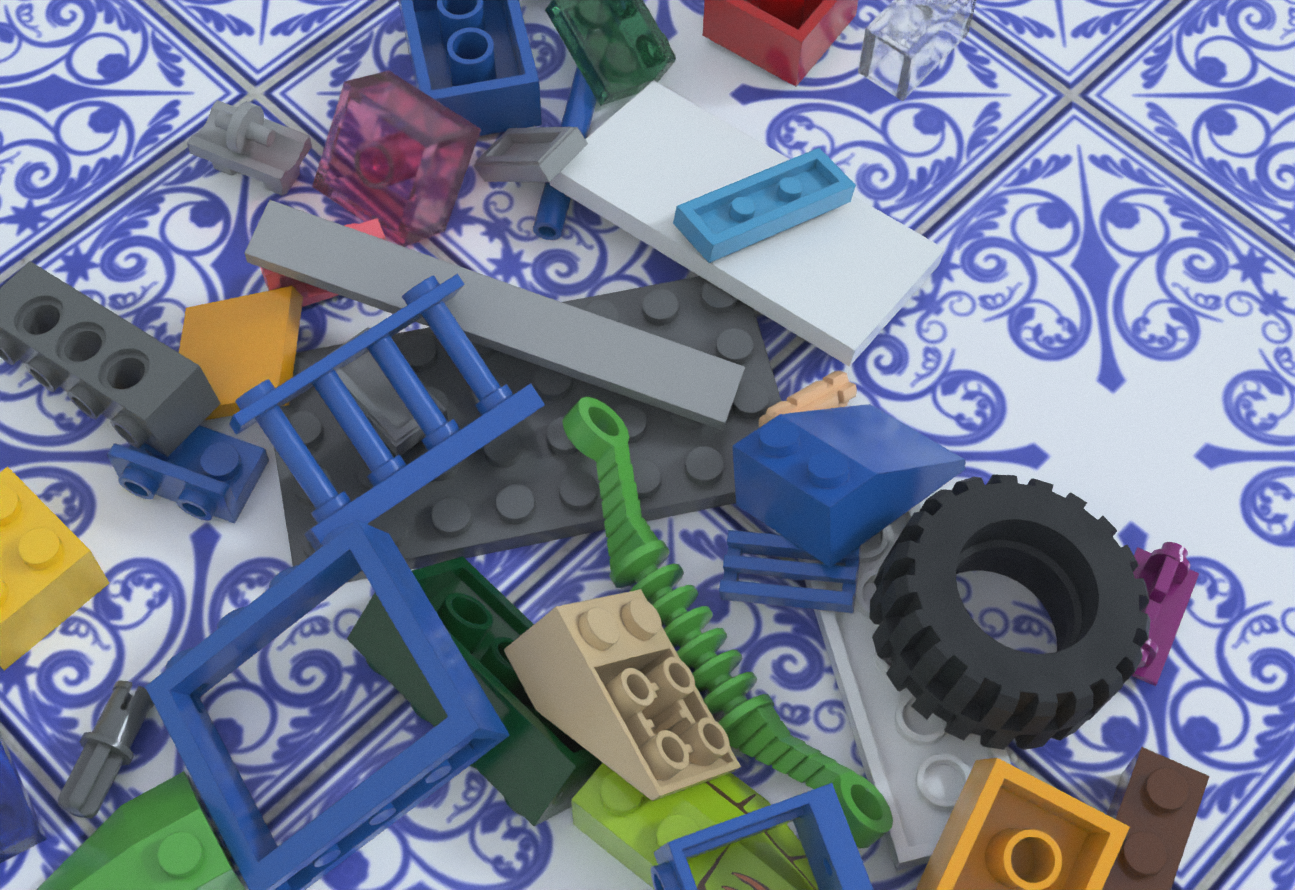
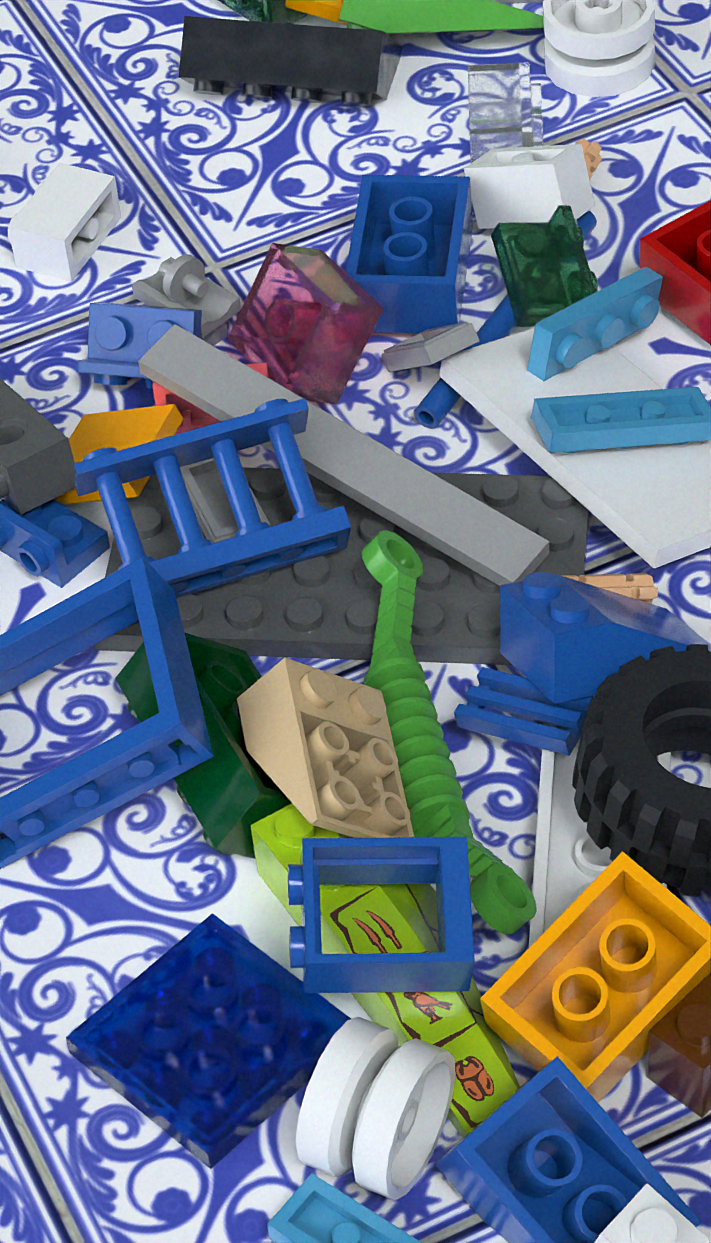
camera: 25 degrees right, 15 degrees down
(78, 74) = (64, 221): none -> white brick
(214, 210) = (124, 334): none -> bracket
(690, 95) = (594, 323): none -> dark azure plate

